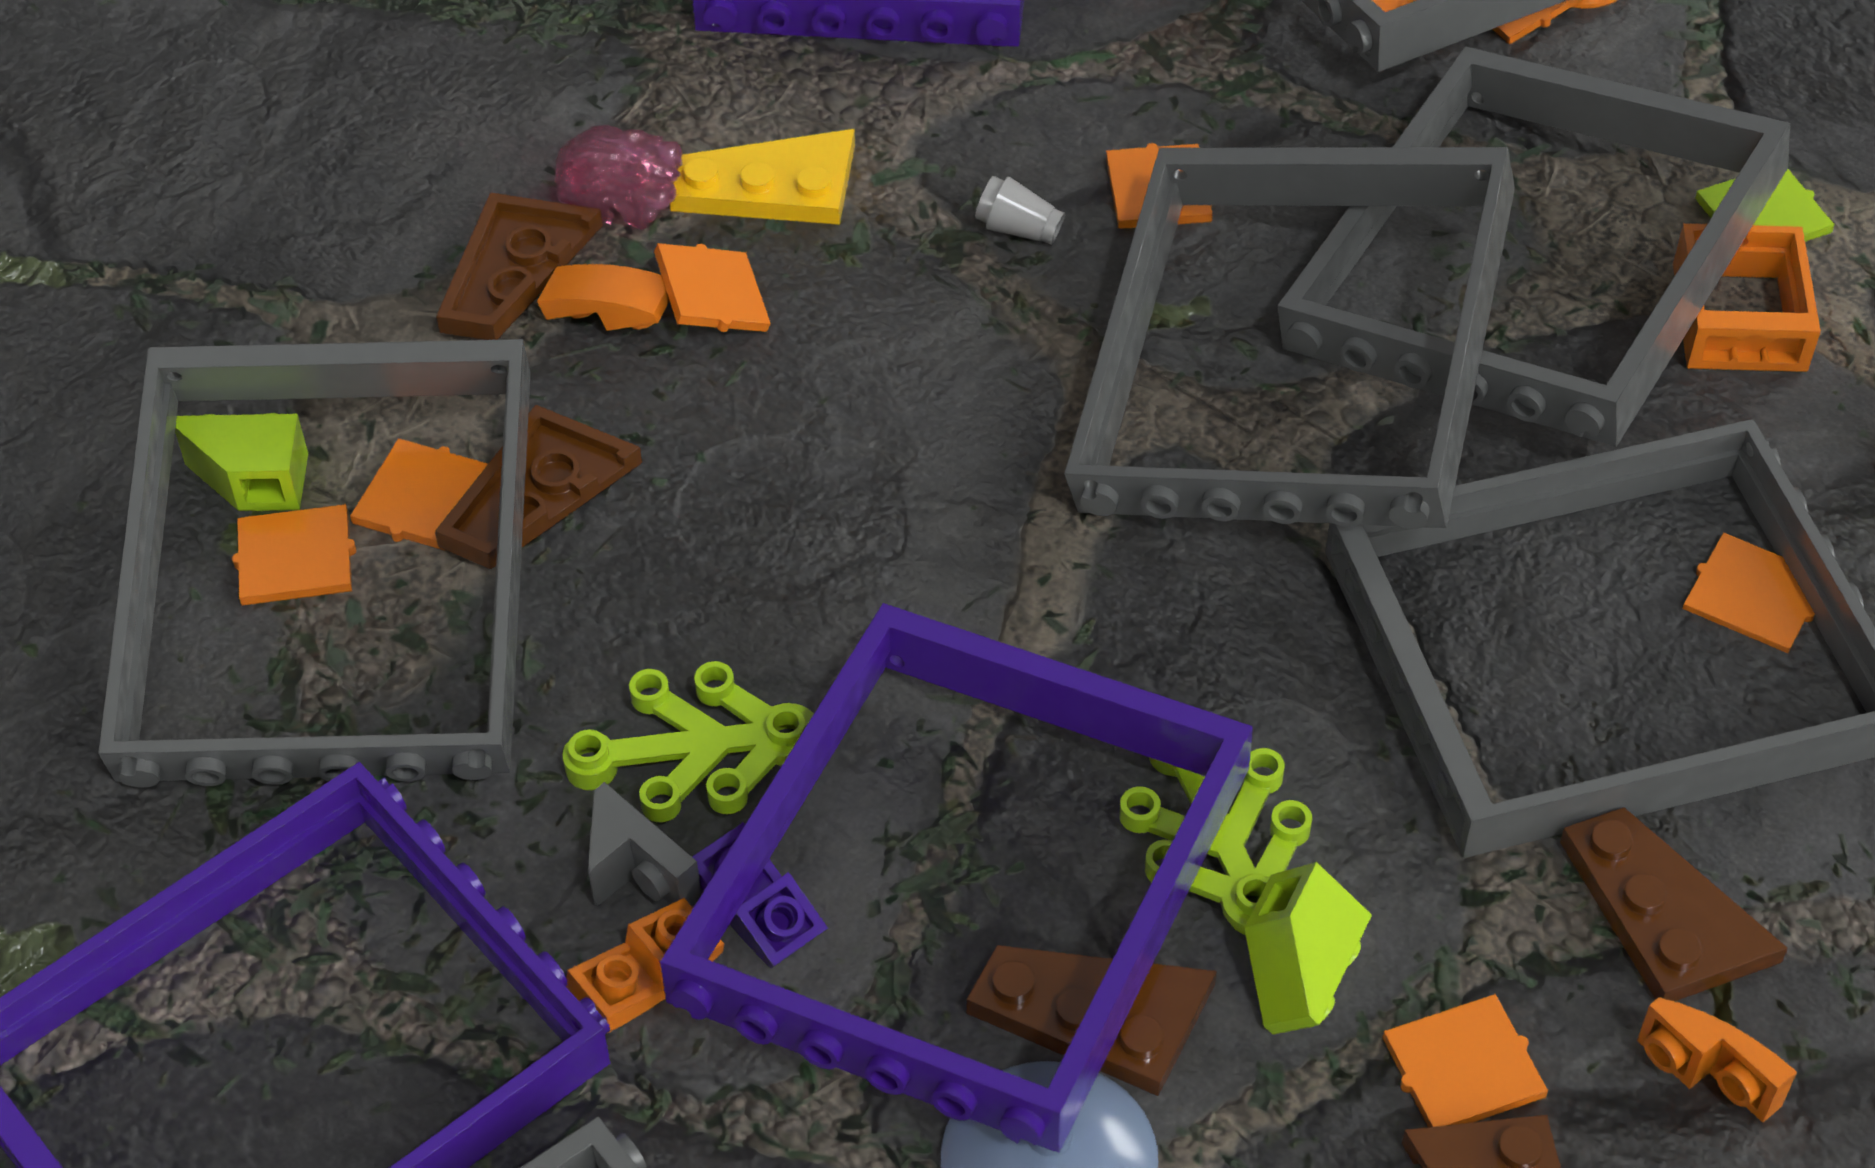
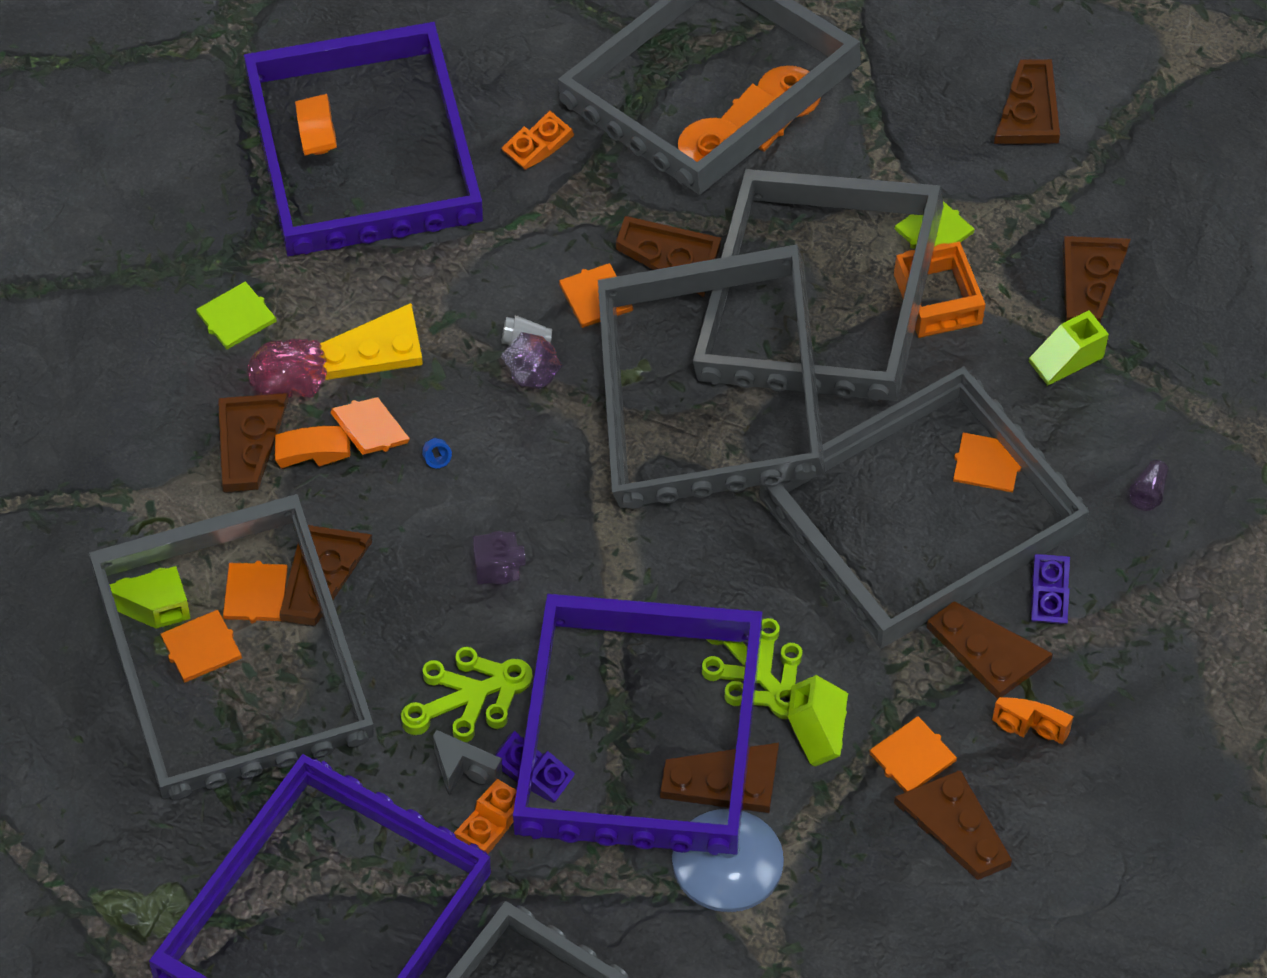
camera: 20 degrees left, 5 degrees up
(579, 91) = (236, 315): none -> lime piece
(789, 353) = (443, 449): none -> blue hinge
(831, 532) = (498, 557): none -> clear purple brick
(1010, 249) = (532, 360): none -> clear purple brick
(1266, 118) = (664, 245): none -> reddish brown wing
(1814, 833) = (1050, 589): none -> dark purple slope

